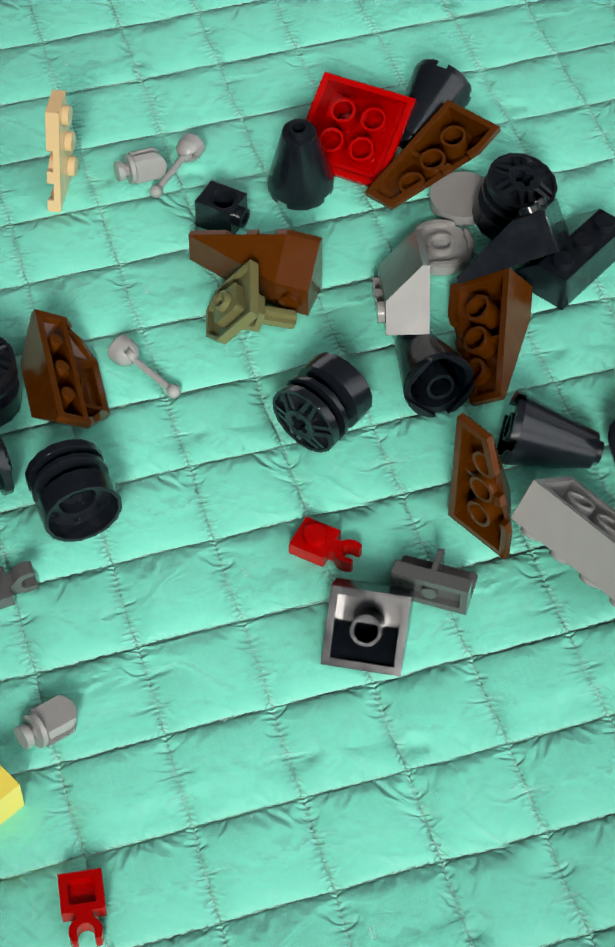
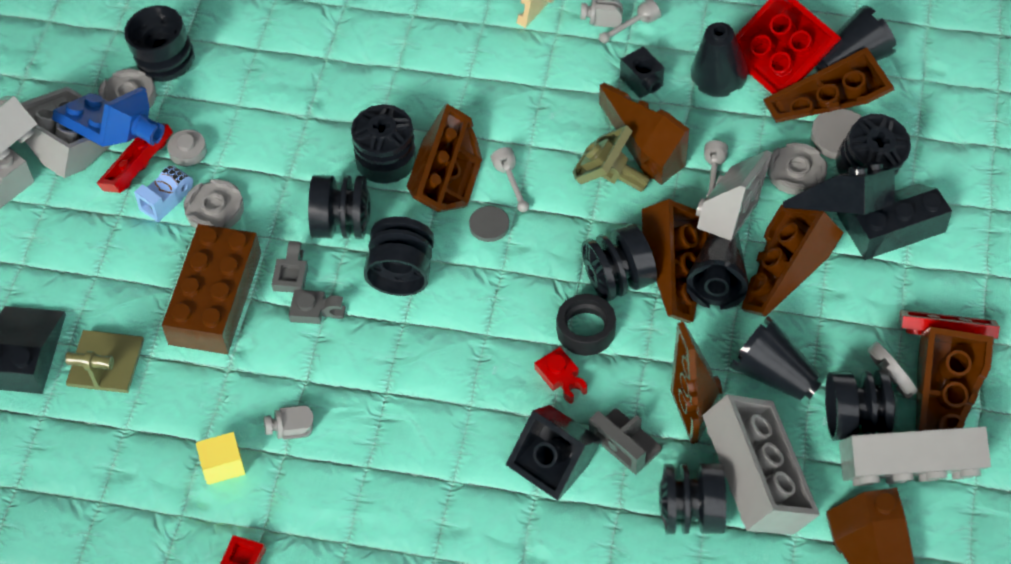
camera: 30 degrees right, 5 degrees up
(147, 422) = (489, 223): none -> dark grey piece
(322, 460) = (586, 344): none -> black tyre
(349, 263) = (715, 154): none -> light grey hinge
(375, 357) = (675, 245): none -> reddish brown wedge
(553, 605) = (693, 498): none -> black wheel

